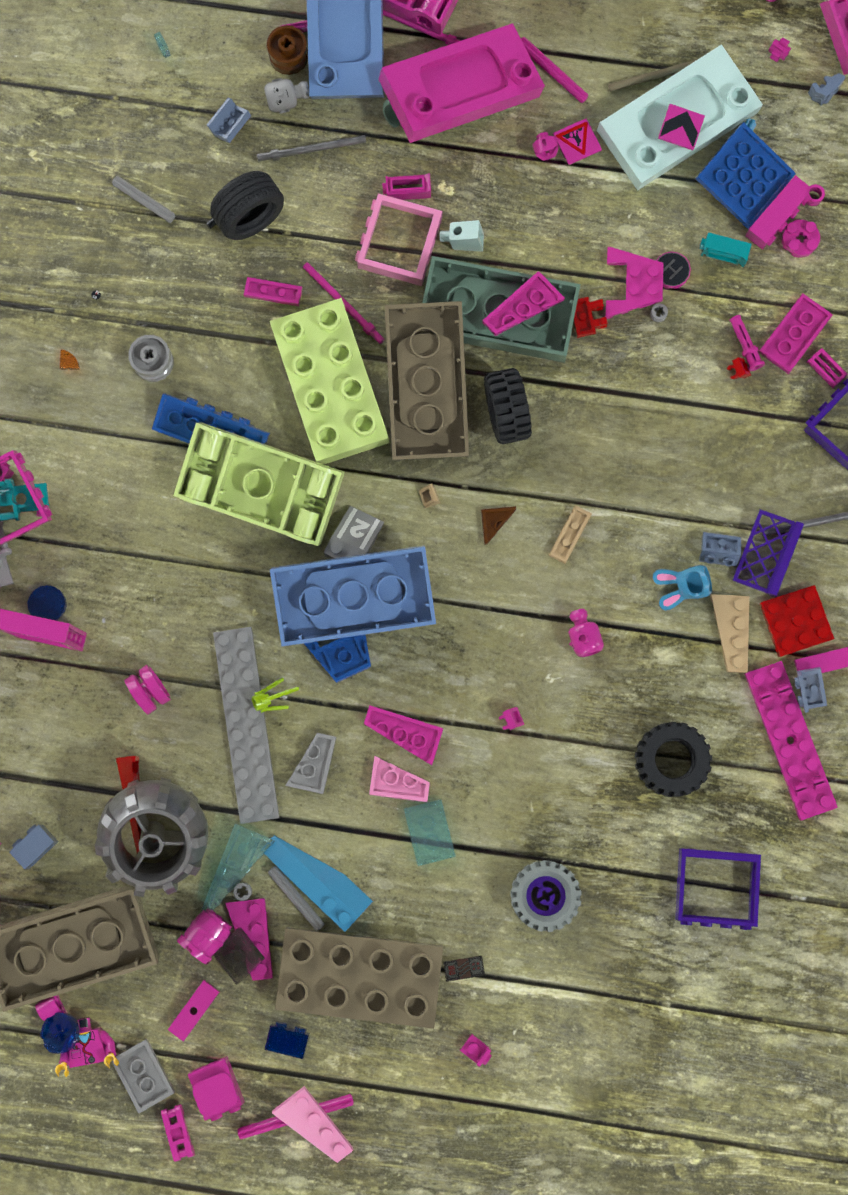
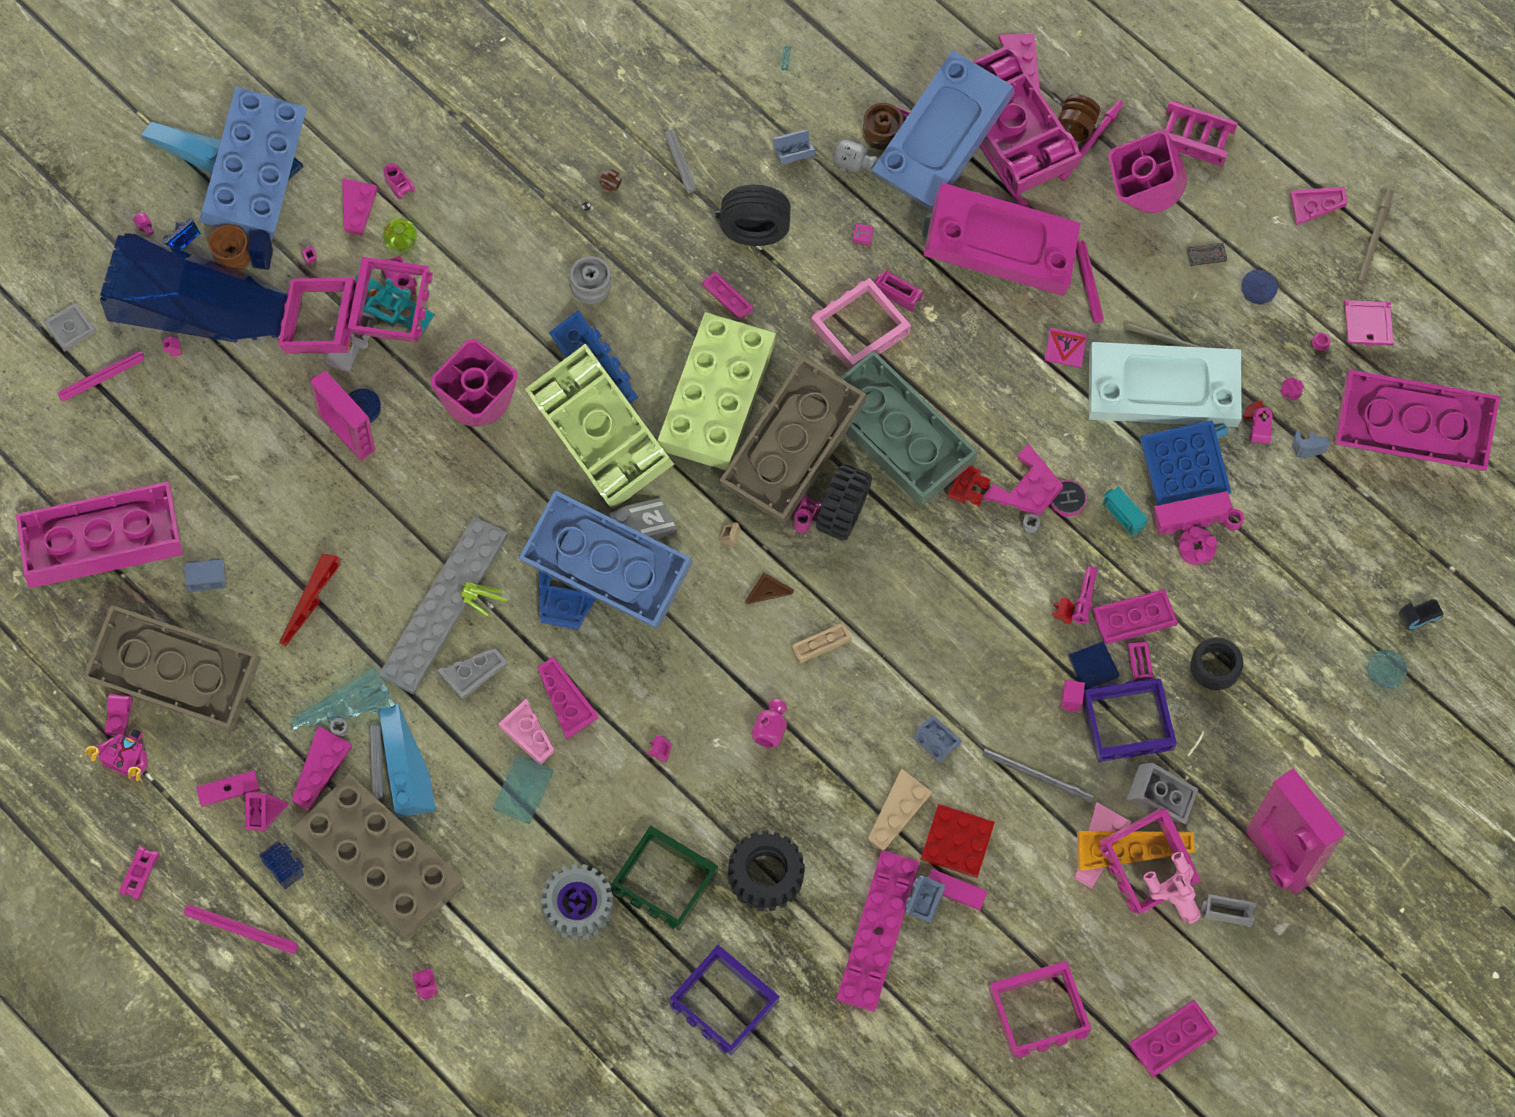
camera: 30 degrees right, 15 degrees down
(60, 1033) = (112, 726): clear blue tile -> none
(68, 361) = (524, 240): clear orange tile -> none
(100, 258) = (610, 180): none -> reddish brown gear
(113, 512) = (475, 385): none -> dark pink piece
(143, 1076) = (148, 809): light grey plate -> none
(145, 691) = (388, 519): dark pink wheel -> none
(159, 798) = (335, 647): flat silver wheel -> none
(205, 935) = (283, 735): dark pink piece -> none
(216, 1089) = (196, 860): dark pink brick -> none
(236, 1009) = (262, 810): none -> dark pink slope
(239, 956) = (296, 770): clear smoke plate -> none
(276, 154) = (813, 198): flat silver bar -> none
(311, 1122) = (250, 941): bright pink wing -> none
(341, 157) = (863, 234): none -> dark pink tile
(368, 328) = (782, 374): dark pink bar -> none
(463, 968) = (466, 914): clear smoke tile -> none
(464, 236) = (915, 356): light aqua torso -> none
(478, 431) = (808, 511): none -> dark pink piece
(527, 301) = (924, 434): dark pink wing -> none
(545, 143) = (1035, 330): dark pink piece -> none
(608, 856) = (680, 851): none -> dark green window
(681, 127) = (1155, 388): dark pink piece -> none
(691, 582) = (891, 746): dark azure piece -> none
(762, 89) = (1248, 414): none -> red tile
(779, 100) = (1261, 430): none -> dark pink piece
(783, 560) = (986, 780): dark purple fence -> none
(794, 398) = (1093, 665): none -> clear blue tile
(798, 436) = (1072, 695): none -> dark pink brick

